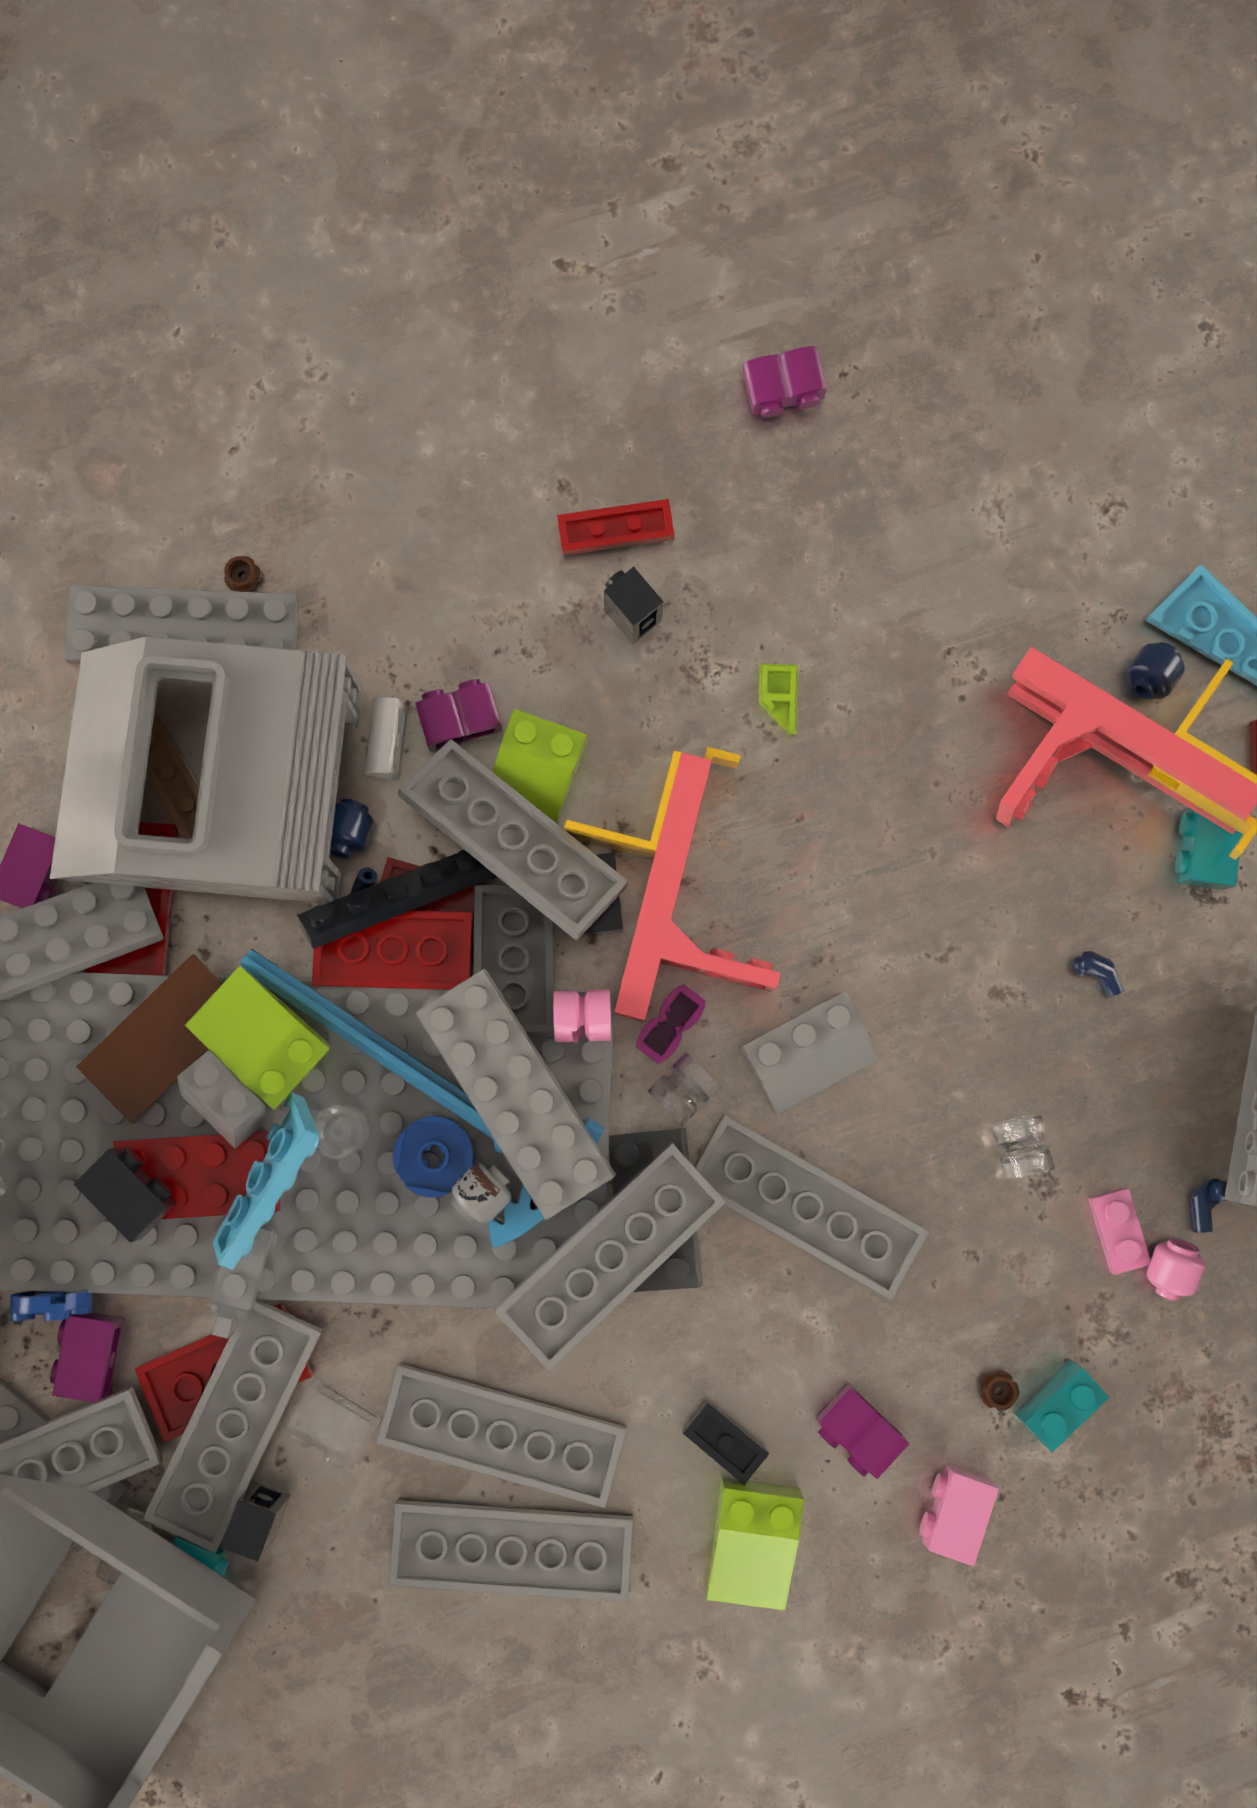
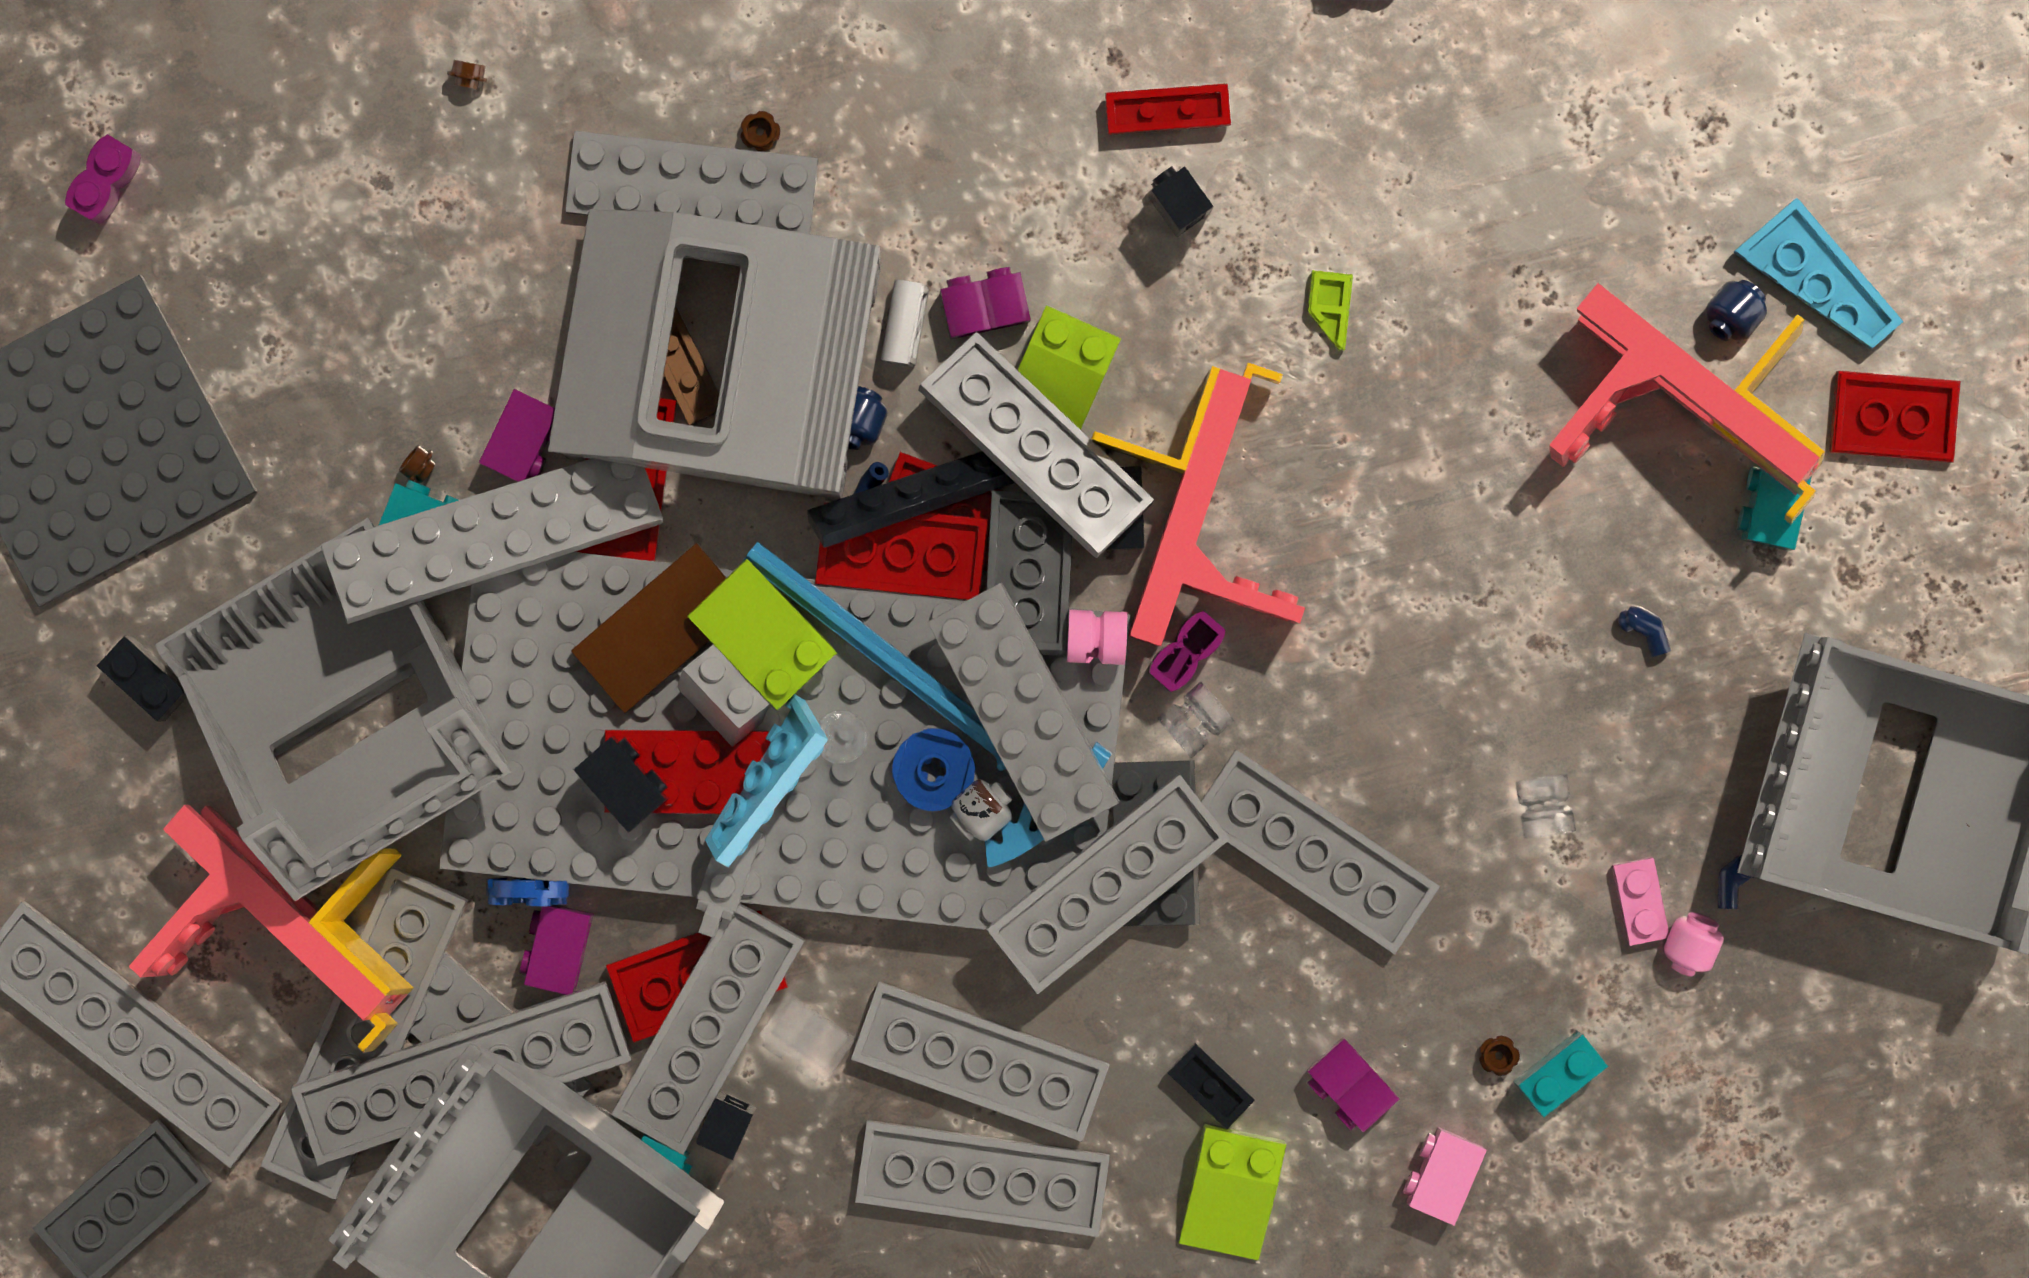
camera: 10 degrees right, 5 degrees up
(810, 1052) = (1331, 691): light grey slope -> none

